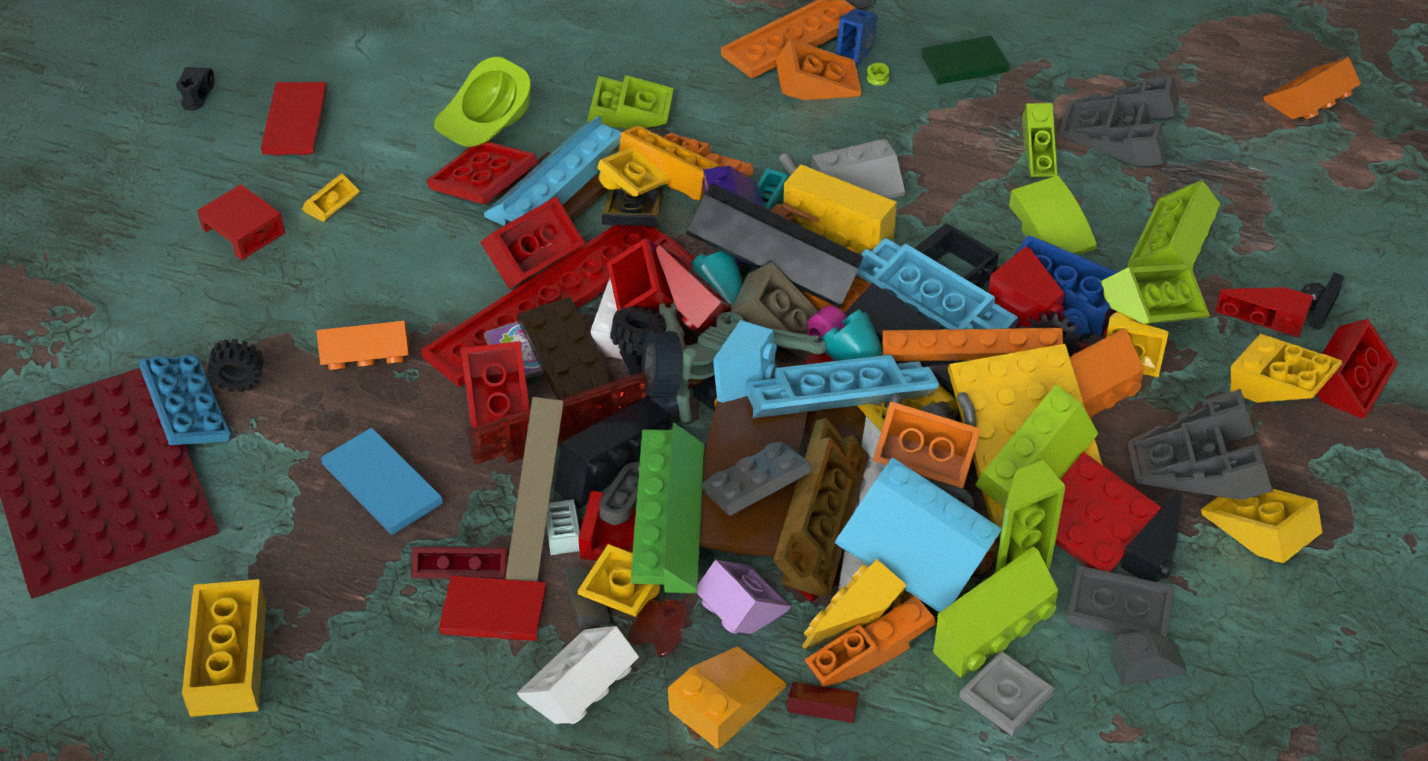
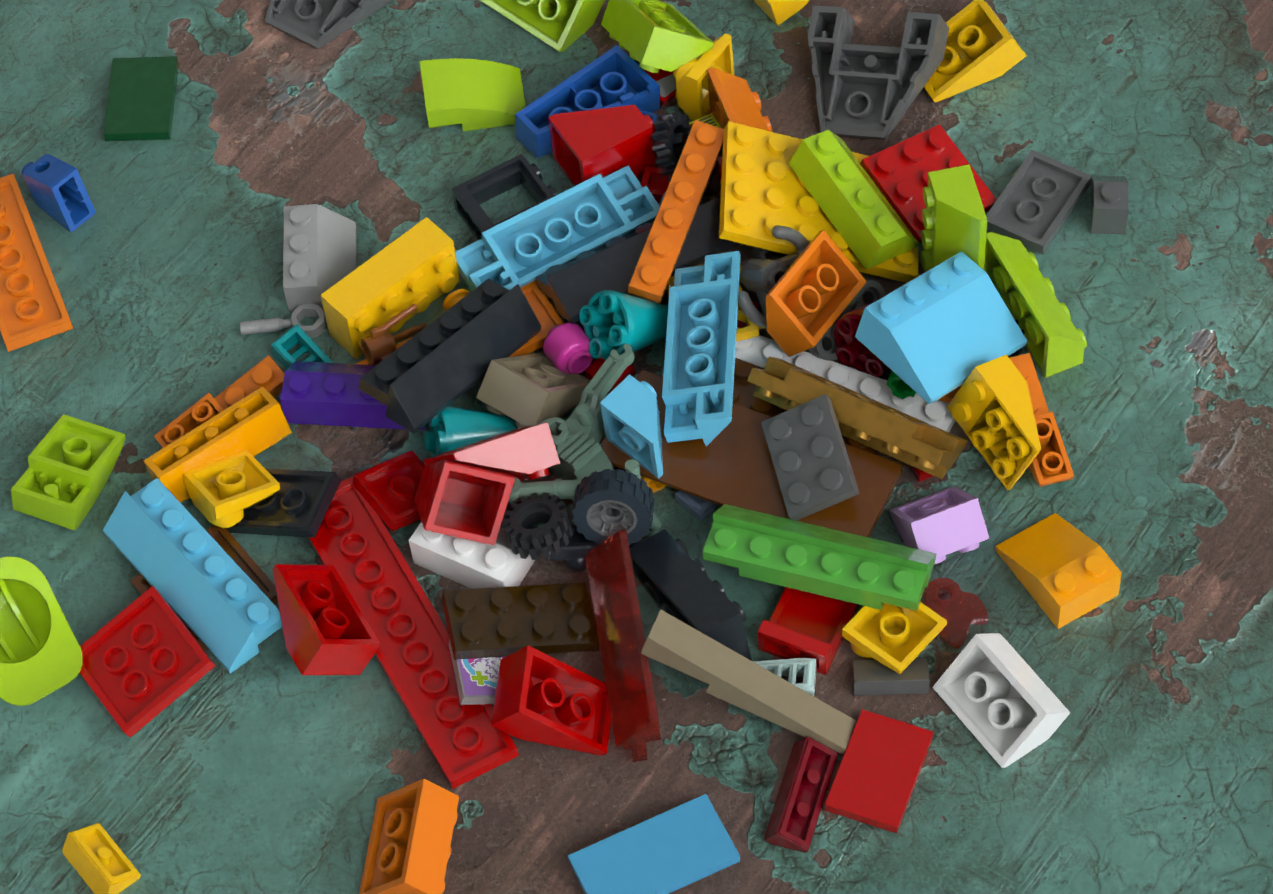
camera: 70 degrees left, 10 degrees up
(621, 496) = (782, 606): dark grey plate -> none
(816, 73) = (105, 255): orange slope -> none
(822, 702) = (1088, 485): dark red slope -> none
(878, 74) = (124, 184): lime bush -> none
(1007, 693) = (1116, 327): light grey tile -> none
(1039, 139) = (331, 66): lime slope -> none
(1153, 548) = (981, 146): black slope -> none

